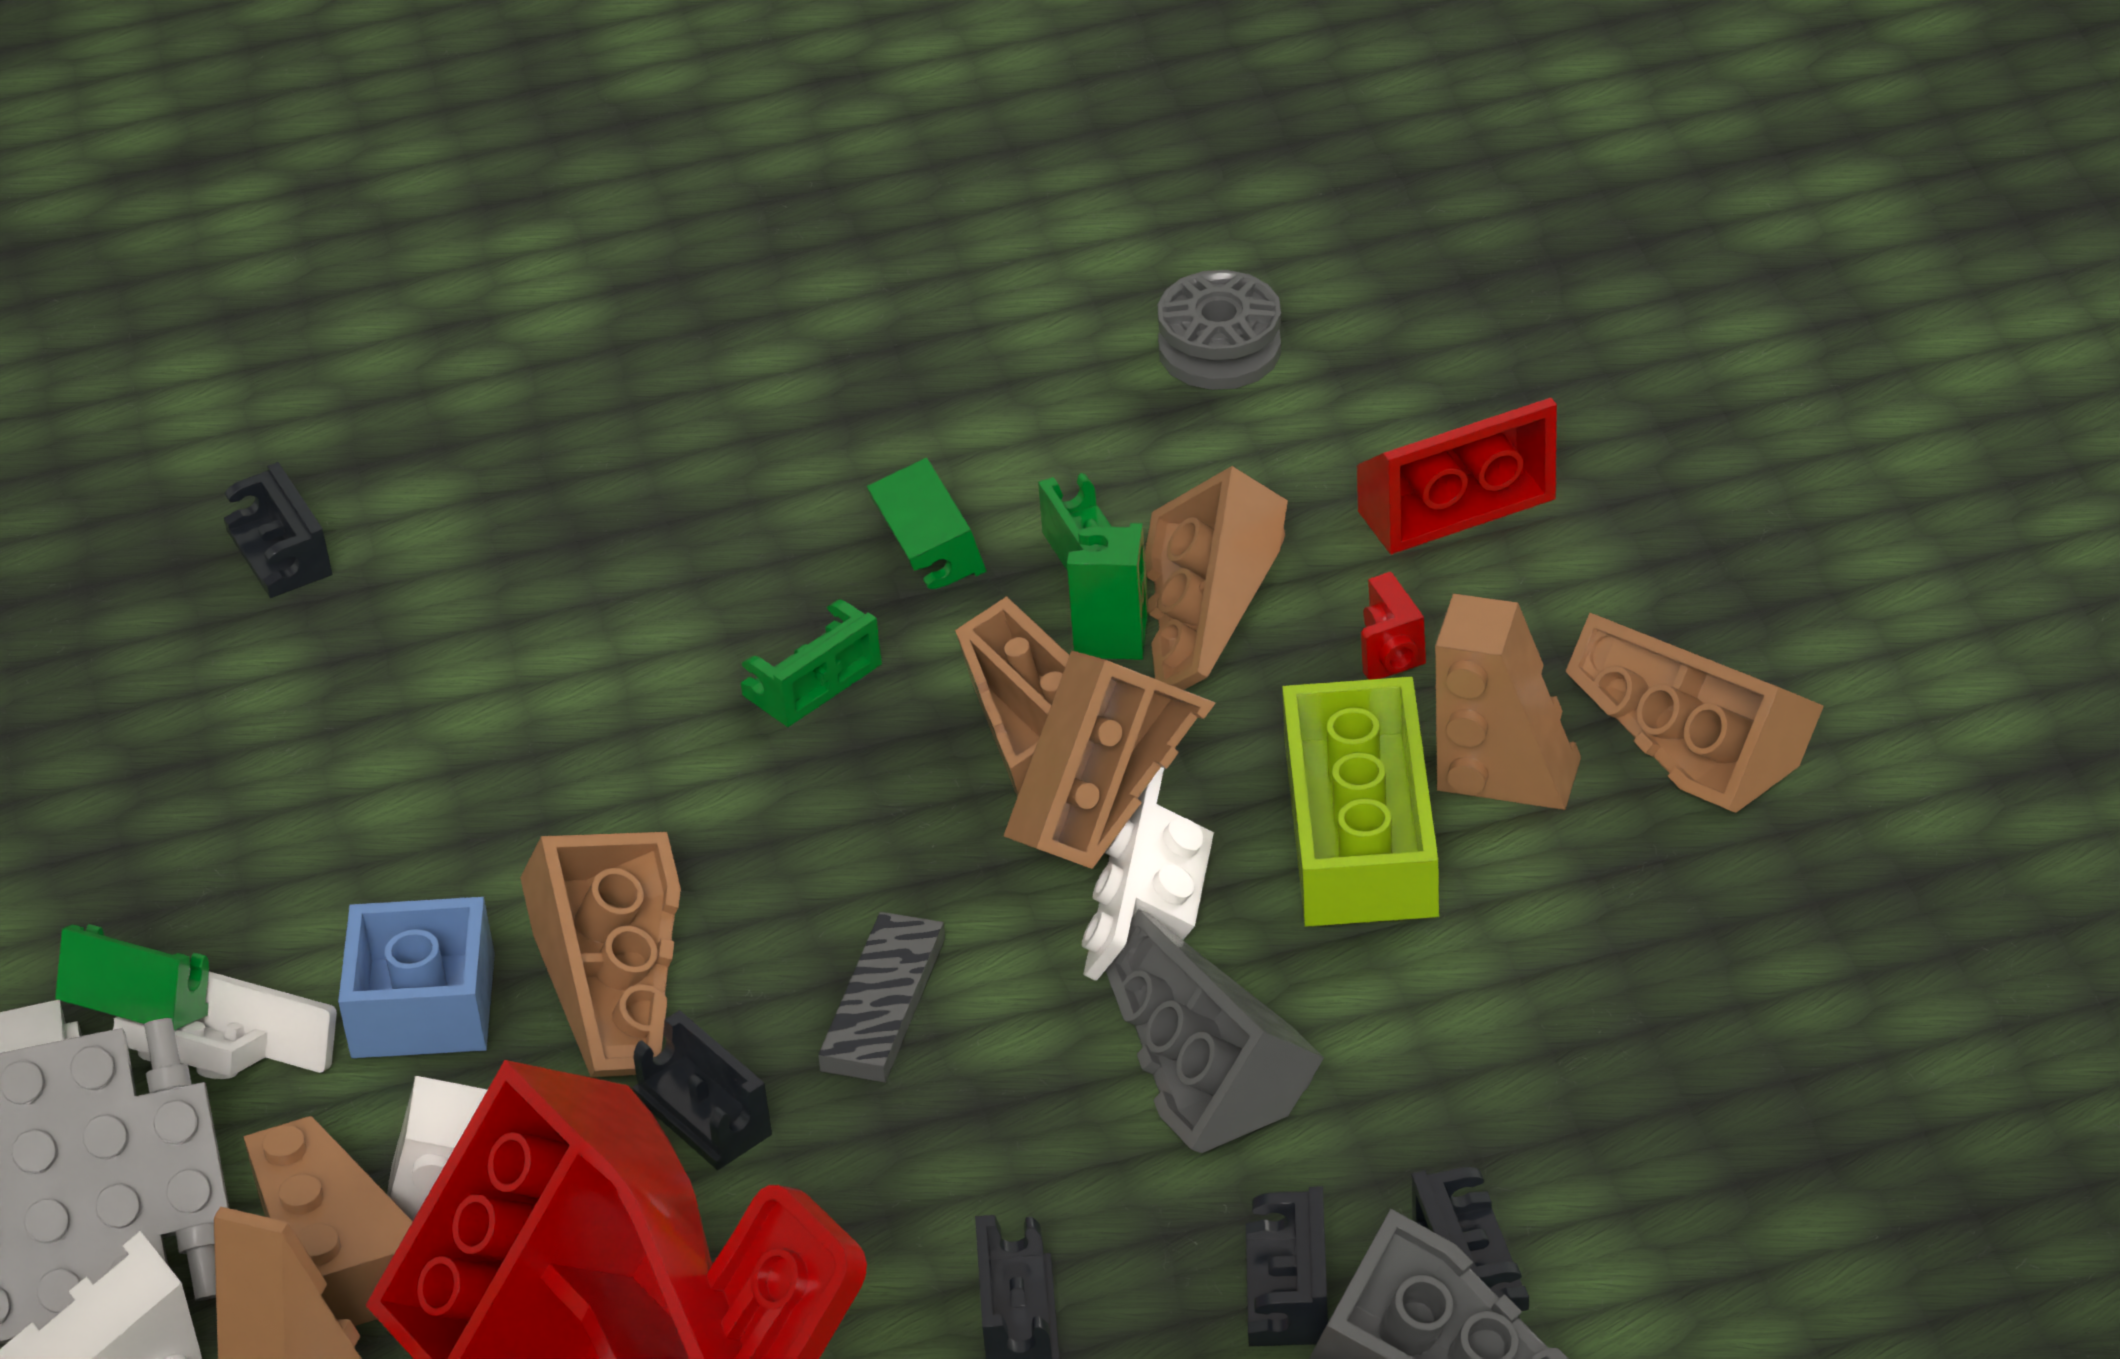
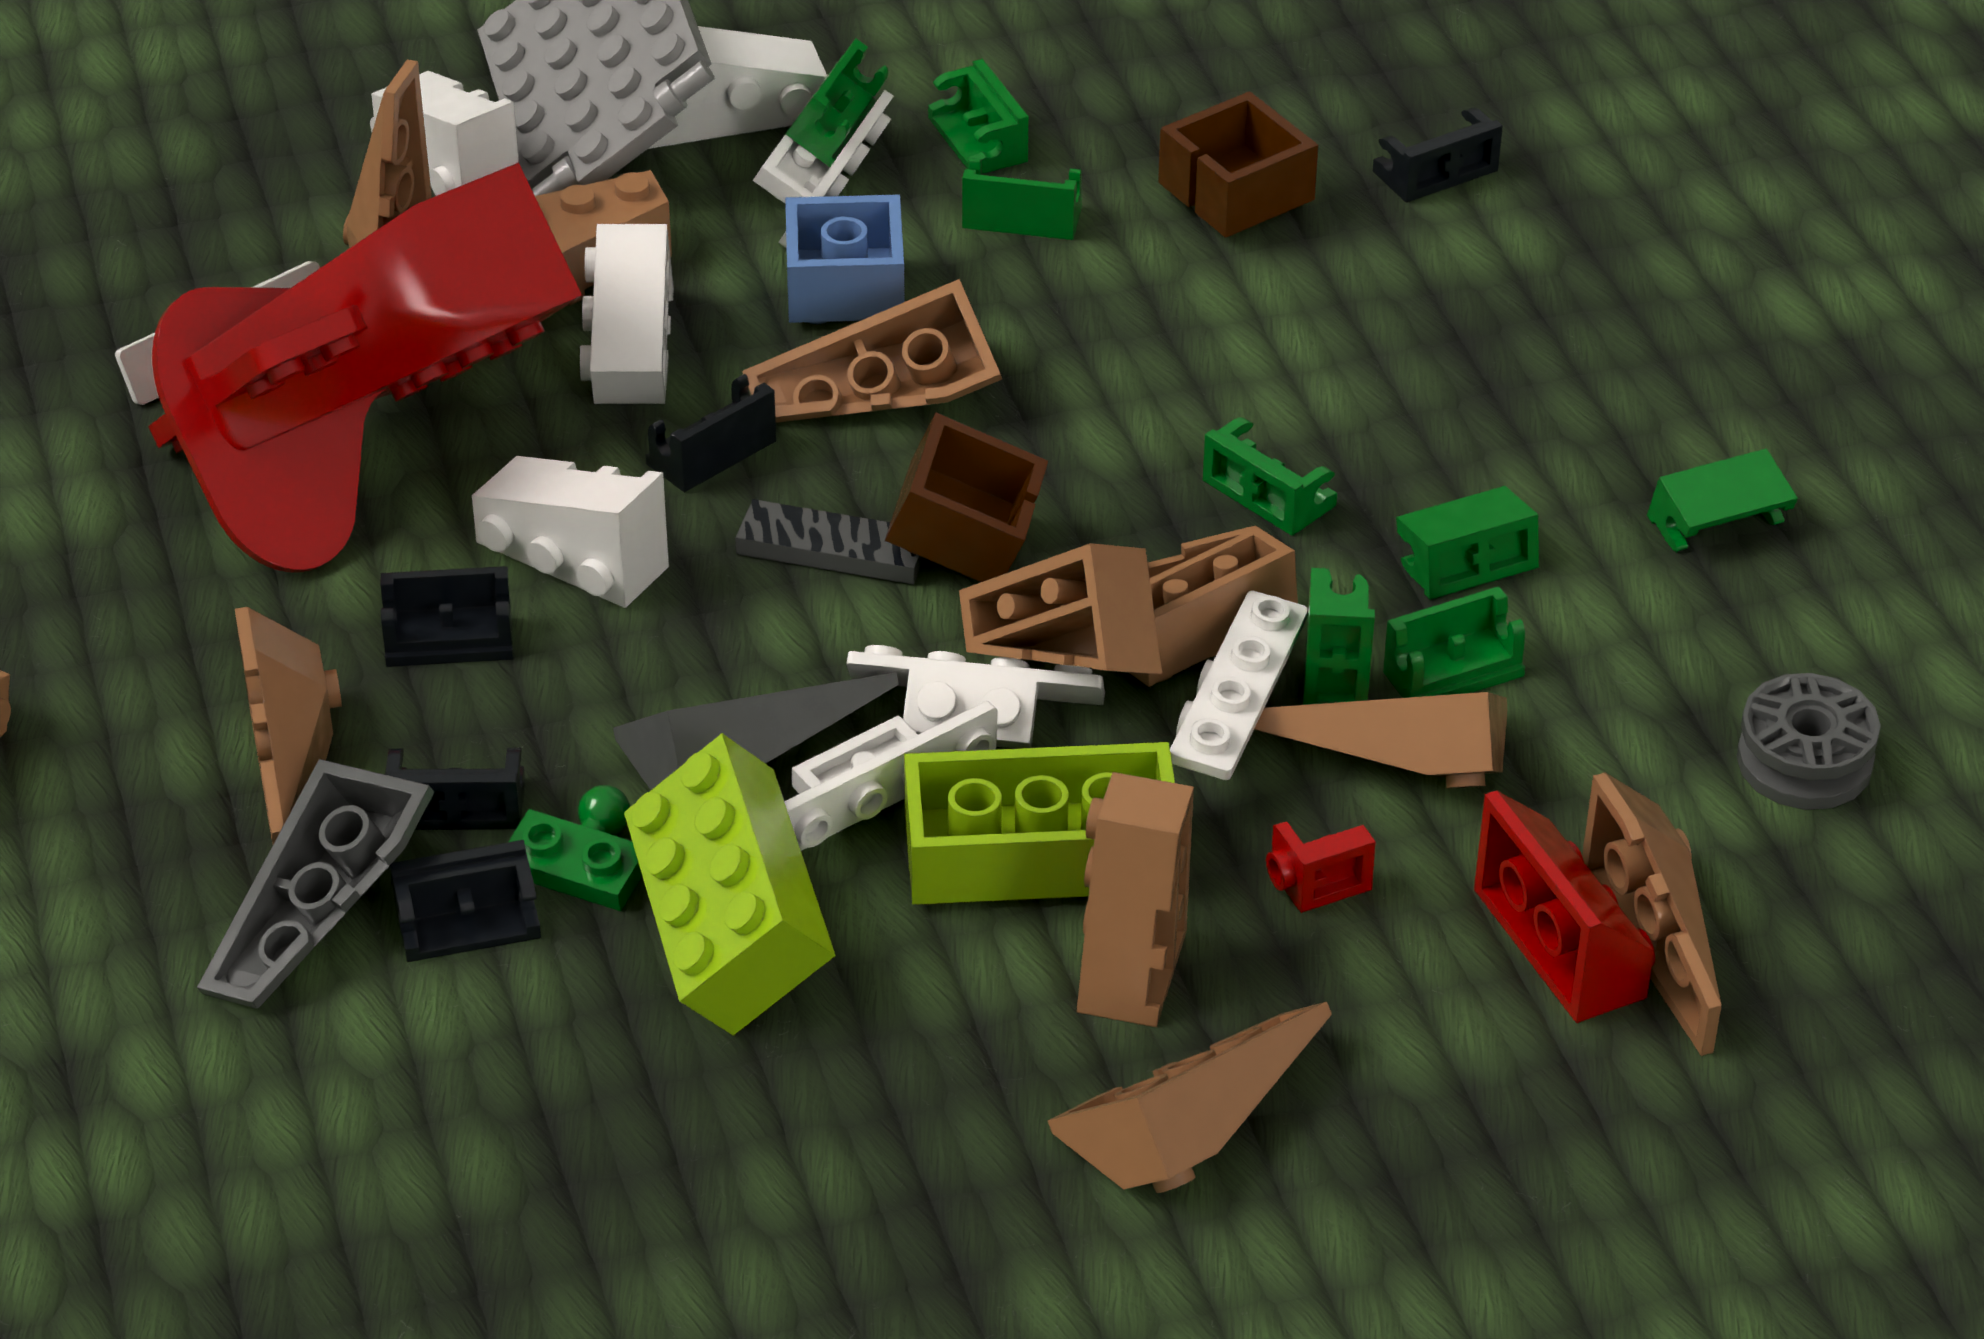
camera: 85 degrees right, 0 degrees up
(137, 885) = (981, 118): none -> green hinge
(297, 663) = (1238, 163): none -> reddish brown piece
(304, 855) = (1020, 204): none -> green hinge
(858, 869) = (966, 500): none -> reddish brown piece
(881, 362) = (1719, 495): none -> green hinge
(894, 1160) = (577, 524): none -> white wedge
(1183, 658) = (1237, 685): none -> white bracket
(1274, 934) = (868, 771): none -> white bracket
(1378, 1168) = (584, 857): none -> green plate
(1430, 404) = (1653, 878): none -> medium nougat wedge
(1474, 1005) = (728, 885): none -> lime brick

